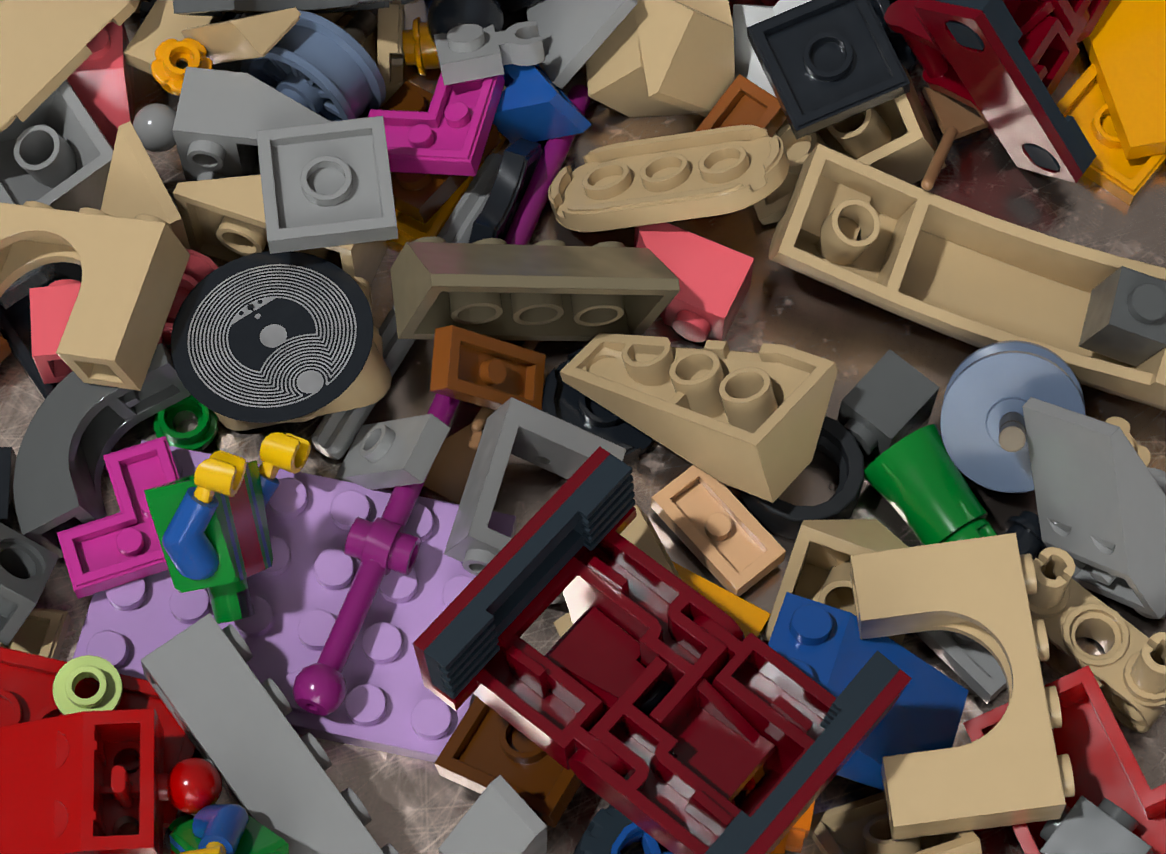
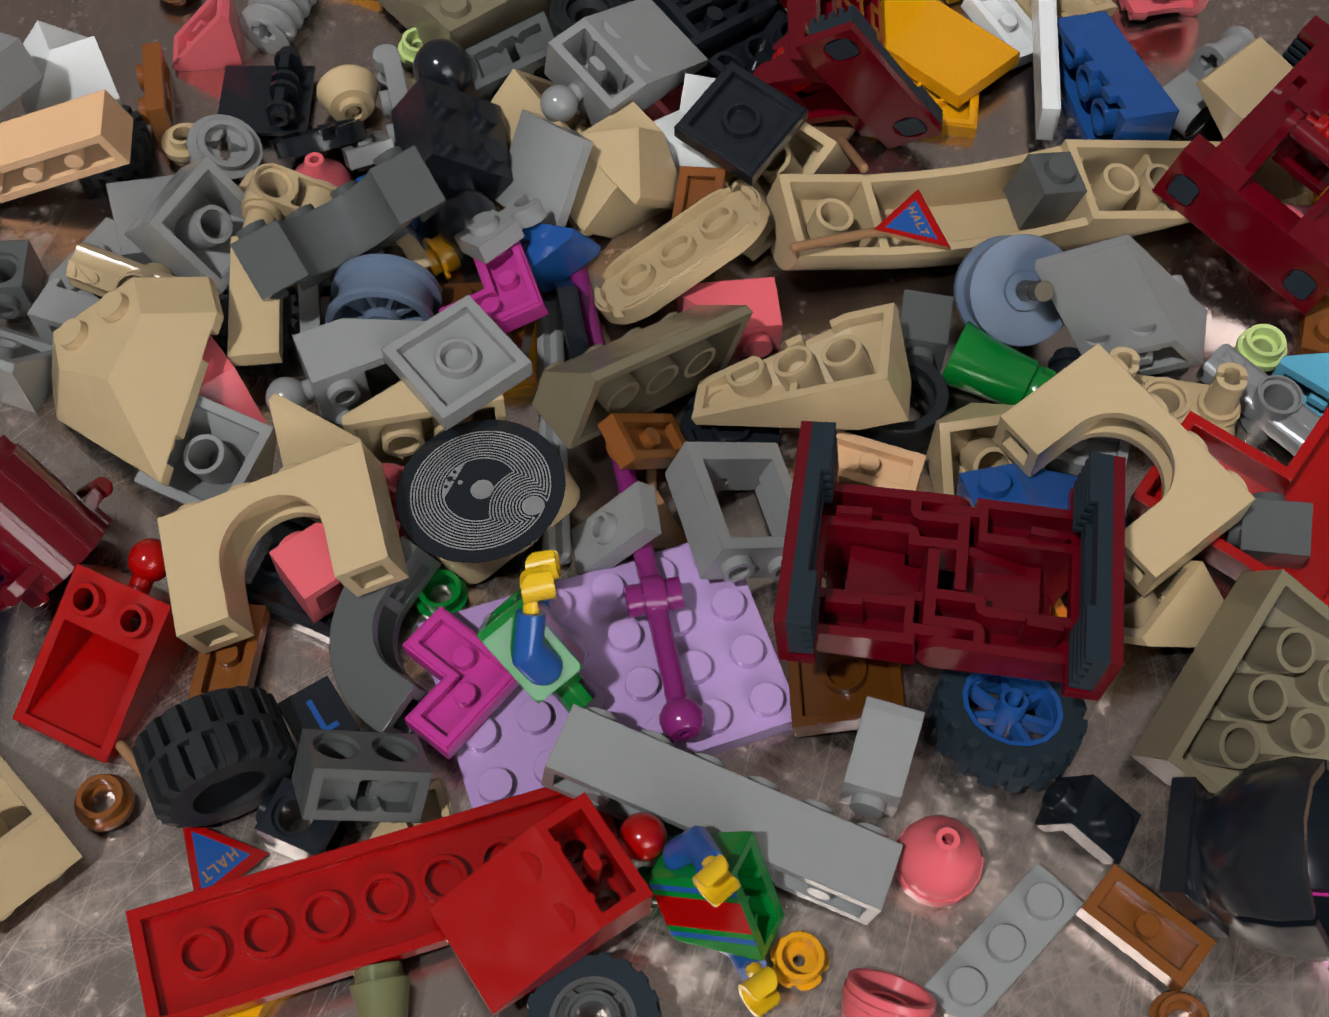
camera: 30 degrees left, 5 degrees down
(83, 667) = (499, 831): yellowish green plate -> none
(169, 53) = (276, 352): light orange plate -> none
(244, 36) = (318, 297): tan slope -> none
(939, 276) = (908, 222): none -> piece

